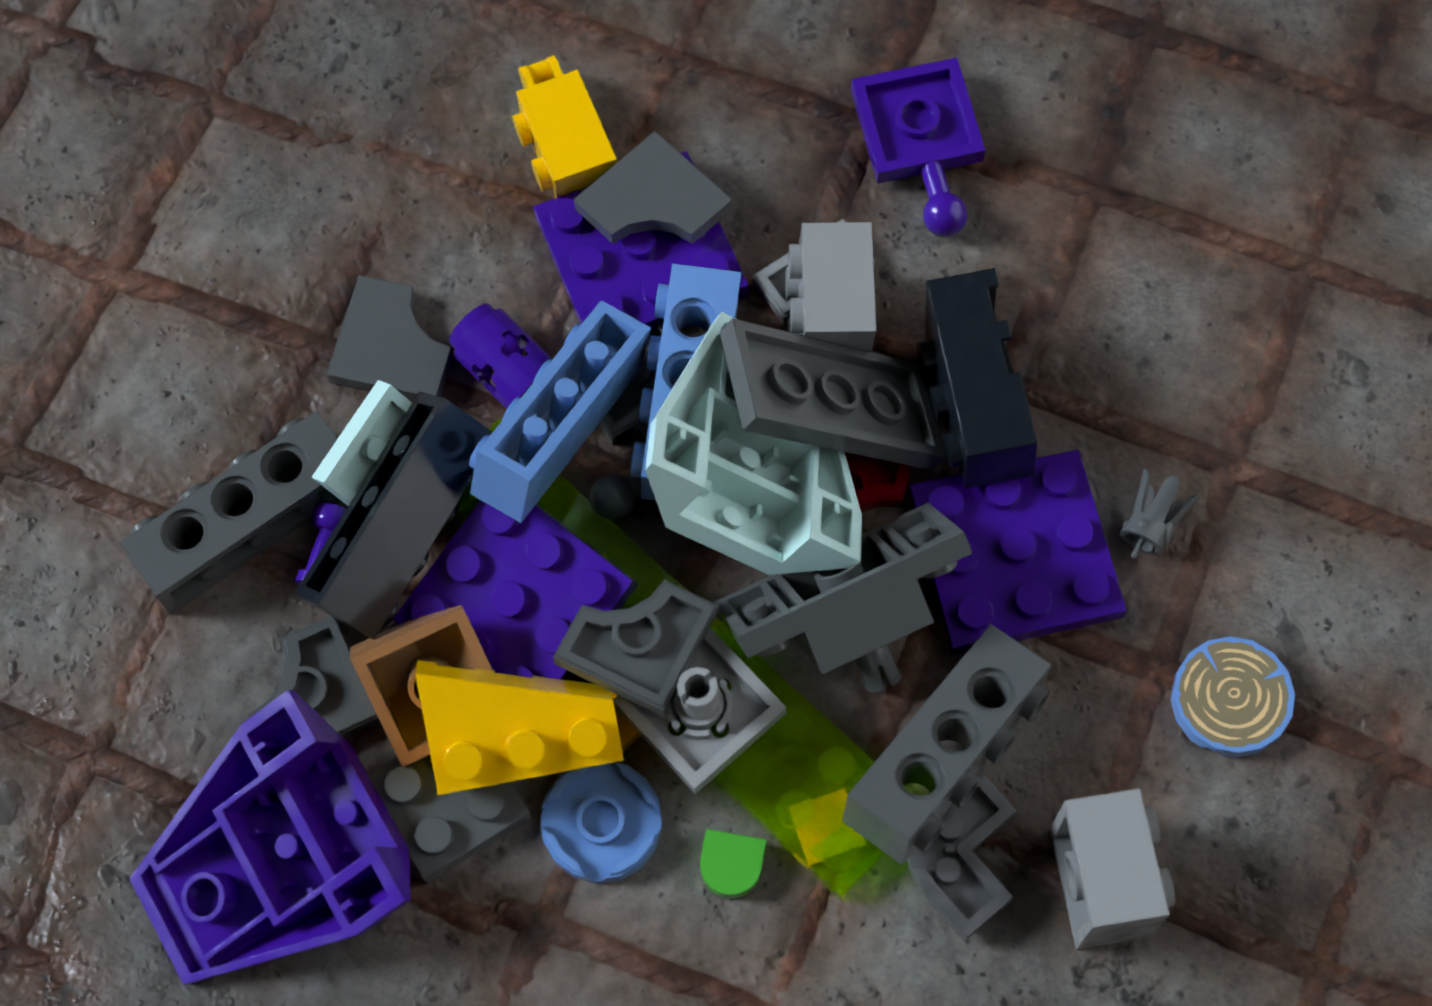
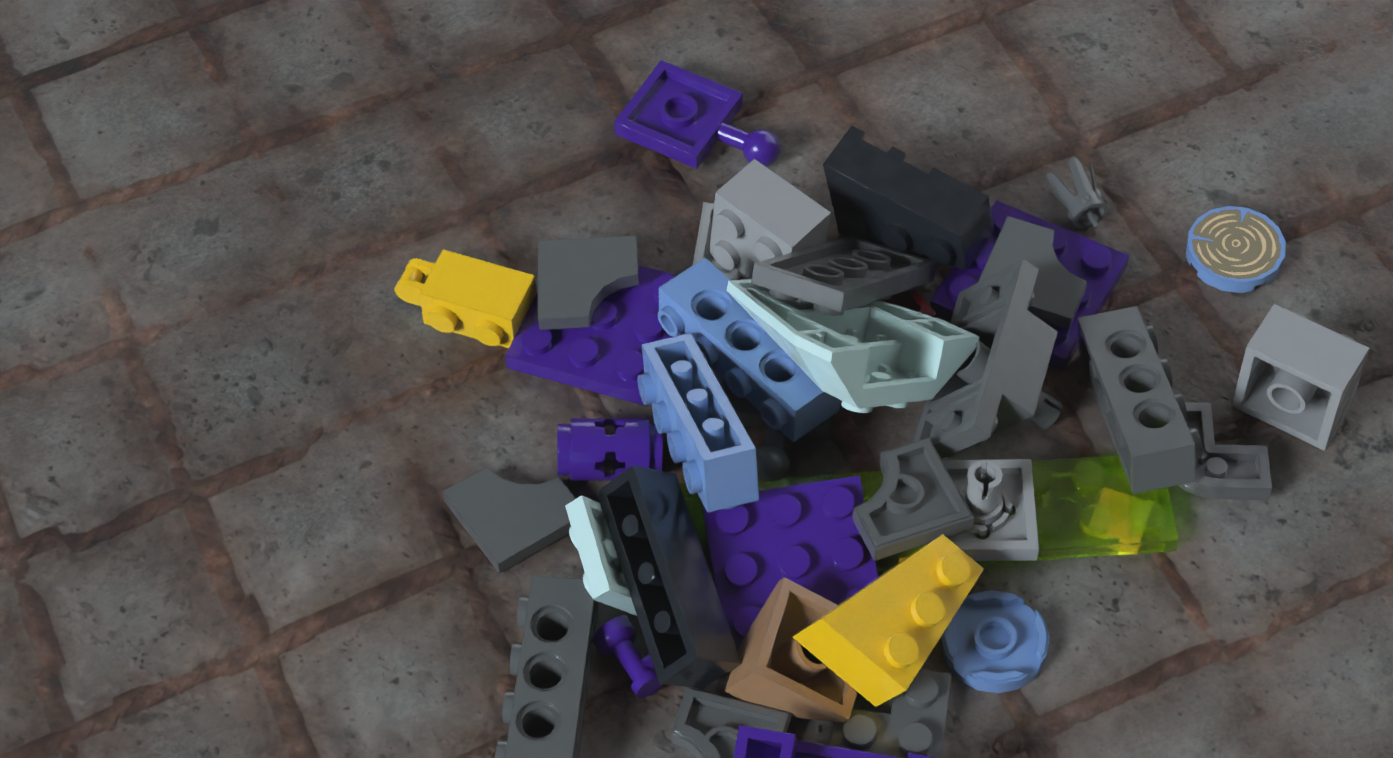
camera: 50 degrees left, 15 degrees down
(731, 863) = (1095, 587): bright green tile -> none
(1007, 541) = (1055, 289): none -> dark grey tile

